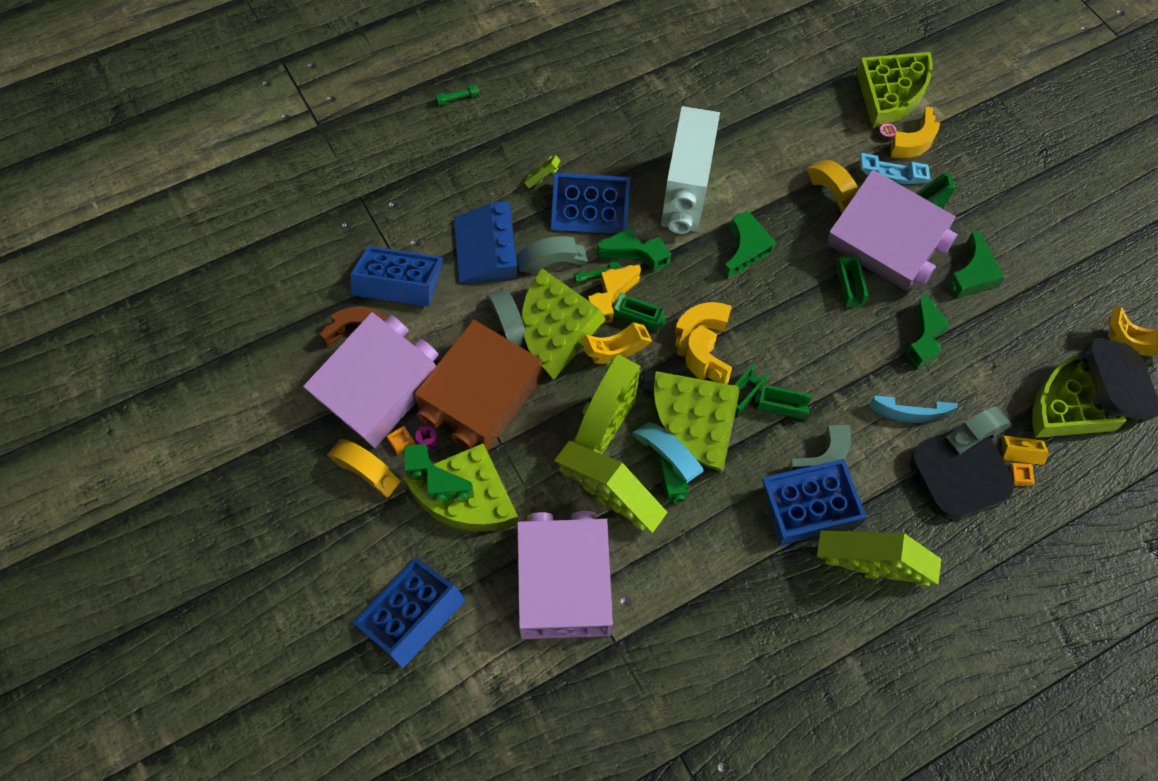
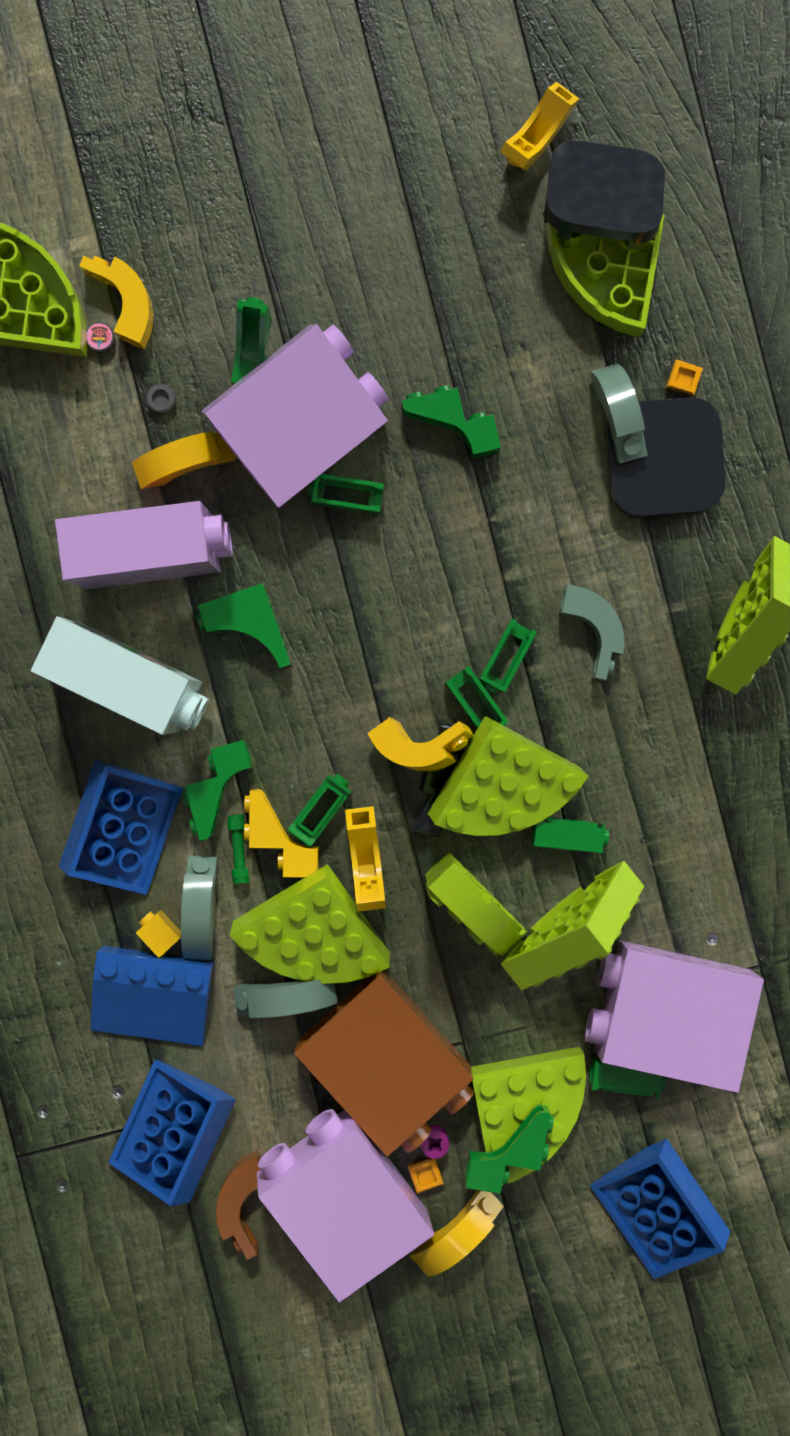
camera: 70 degrees left, 25 degrees up
(505, 558) = (624, 1080): none -> green window
(527, 235) = (158, 932): none -> yellow brick
(542, 170) = (50, 883): lime hinge -> none
(671, 449) = (541, 835): medium azure slope -> none
(709, 315) = (349, 732): yellow arch -> none
(775, 163) = (142, 545): none -> lavender brick
(812, 502) = (659, 670): blue slope -> none
(886, 407) = (573, 453): medium azure slope -> none
(901, 174) = (177, 358): medium azure slope -> none
(981, 272) = (379, 303): green arch -> none
(1024, 450) = (651, 358): yellow slope -> none

